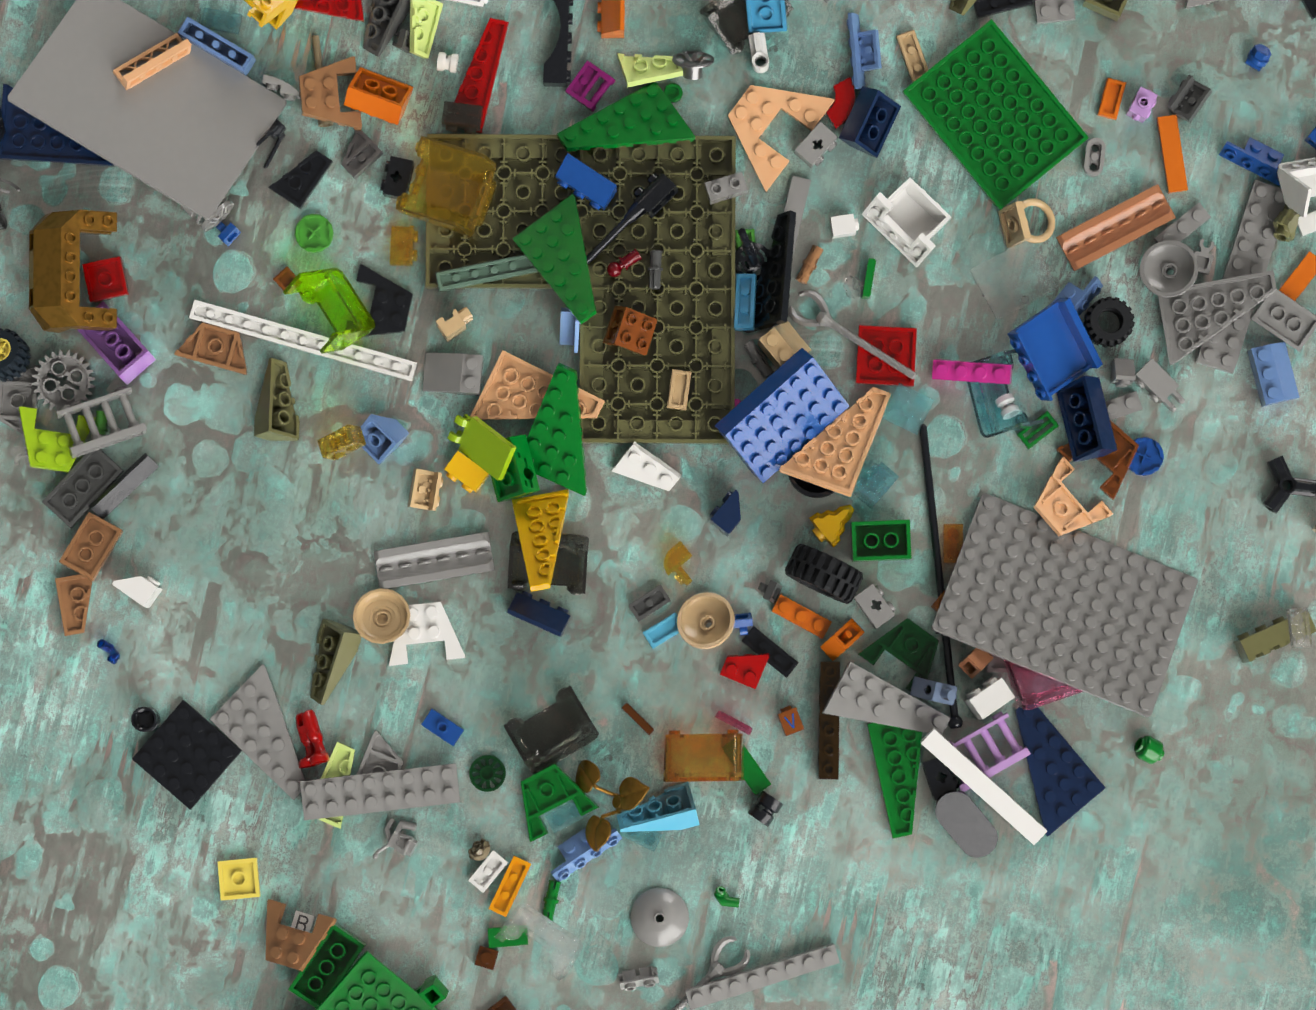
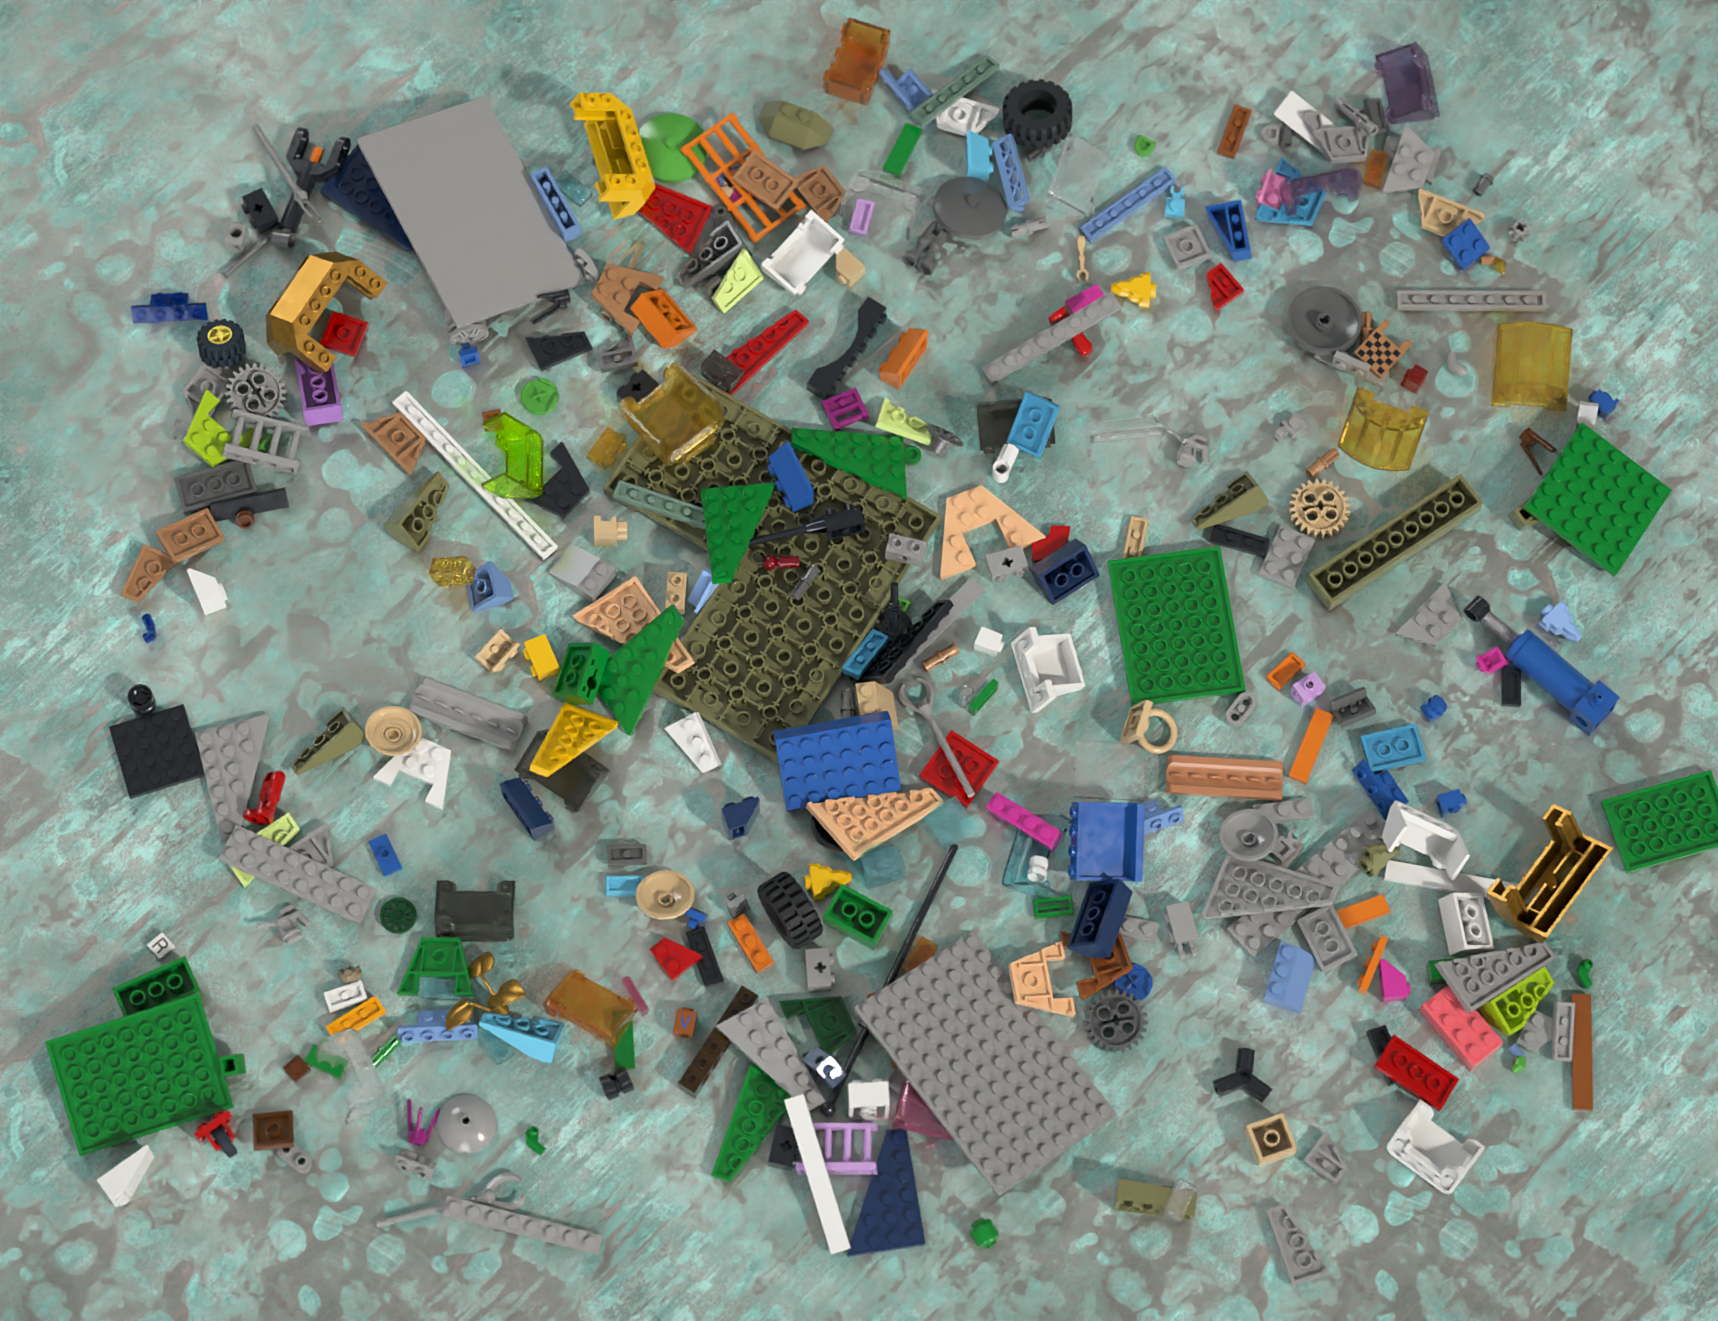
camera: 30 degrees right, 15 degrees down
(128, 502) = (244, 519): none -> reddish brown plate
(154, 64) = (503, 184): light nougat fence -> none
(239, 879) = (131, 877): light yellow plate -> none
(290, 945) = (138, 954): medium nougat wing -> none
(447, 62) = (739, 325): white wheel -> none
(483, 445) = (568, 640): lime tile -> none
(547, 344) = (677, 591): none -> tan brick
(624, 953) = (417, 1135): none -> magenta plant
(630, 330) = (753, 619): dark orange bracket -> none
(637, 718) = (555, 944): reddish brown tile -> none
(674, 560) = (672, 831): clear yellow brick -> none
(679, 389) = (763, 691): tan tile -> none
(842, 639) = (772, 981): orange slope -> none
(864, 50) = (1094, 511): medium blue bracket -> none
(966, 823) = (782, 1199): tile -> none
(975, 662) = (875, 1063): nougat slope -> none
(1120, 310) = (1171, 835): black tyre -> none
(1122, 372) = (1155, 899): light grey slope -> none
(1163, 513) = (1120, 1038): none -> dark grey gear
(1244, 114) = (1393, 748): none -> dark azure plate

